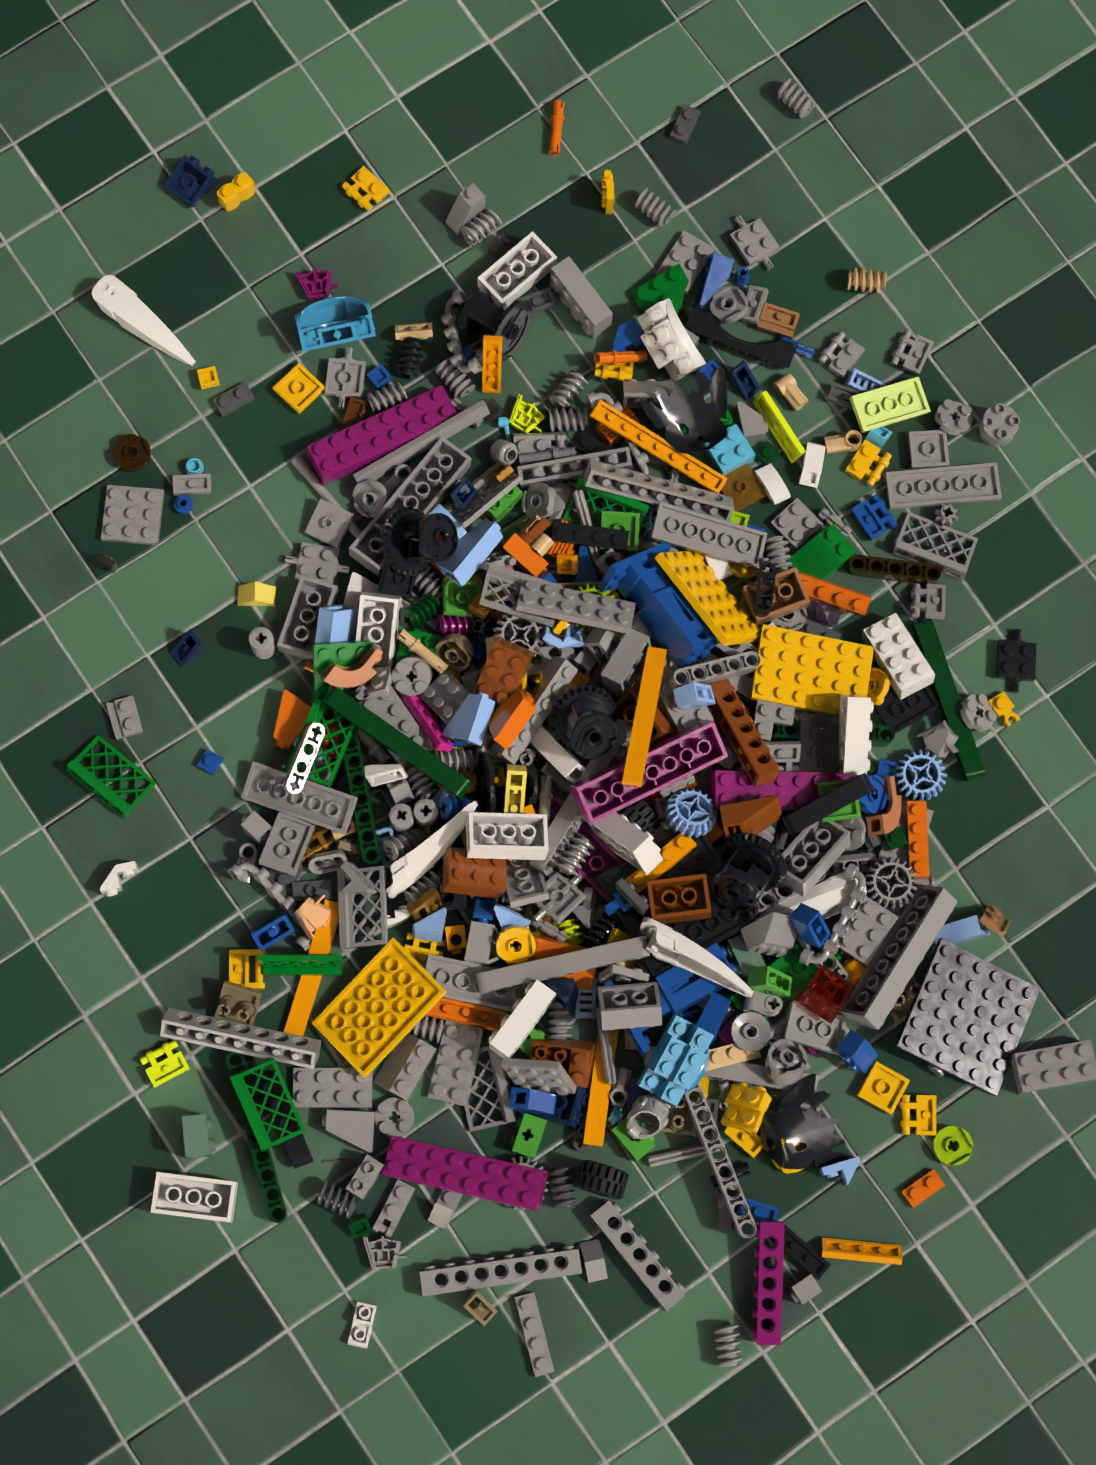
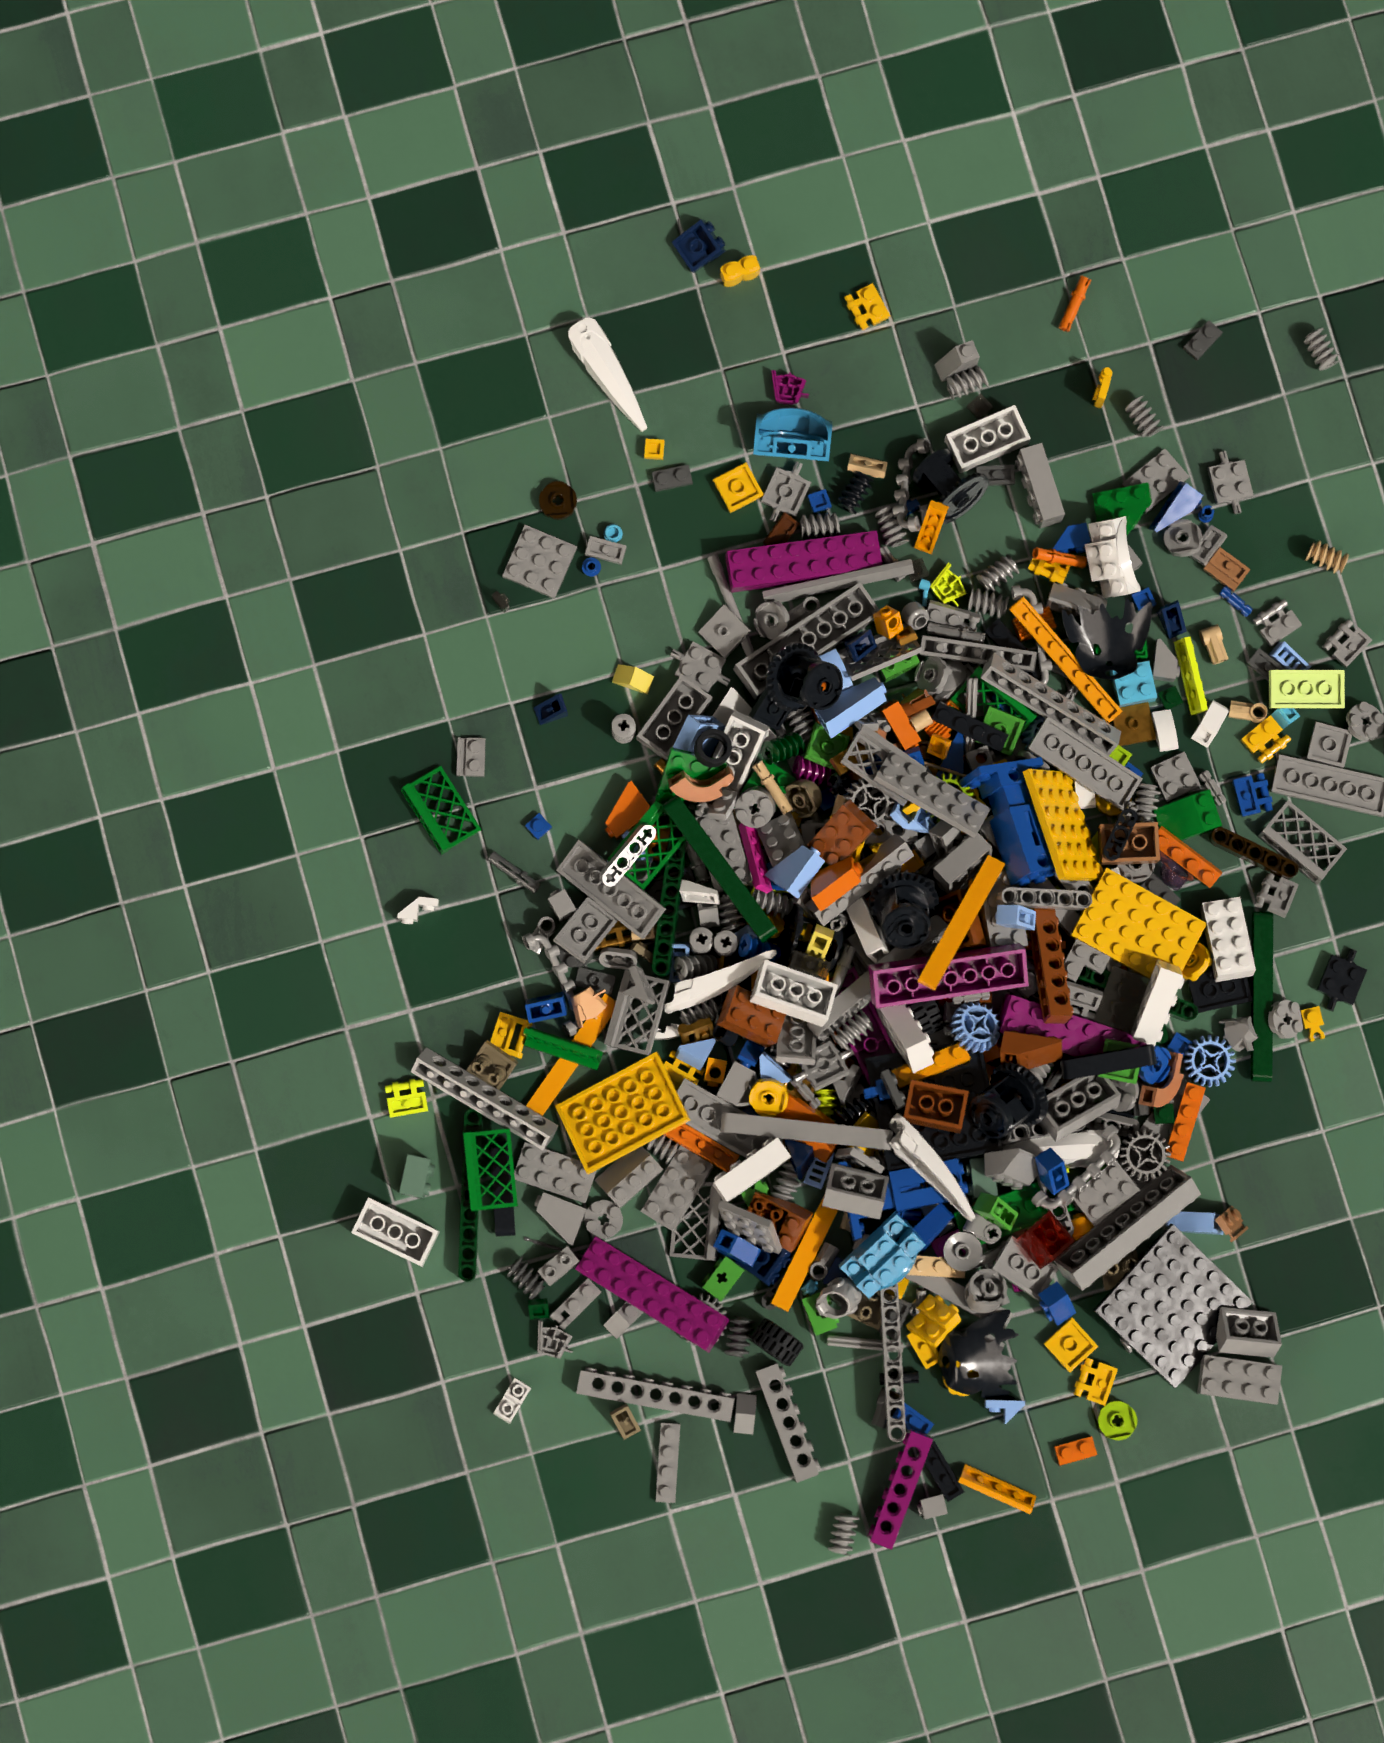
camera: 20 degrees right, 5 degrees up
(221, 820) = (533, 885): none -> dark grey pin
(353, 616) = (704, 759): none -> black tyre
(480, 464) = (888, 622): none -> light orange brick
(513, 803) = (809, 964): none -> clear smoke brick
(606, 1050) = (821, 1226): light grey axle -> none
(777, 351) = (1213, 600): black arch -> none
(931, 881) = (1183, 1166): light grey pin -> none
(948, 509) = (1327, 819): light grey gear -> none
(1047, 1019) = (1248, 1332): none -> light grey slope

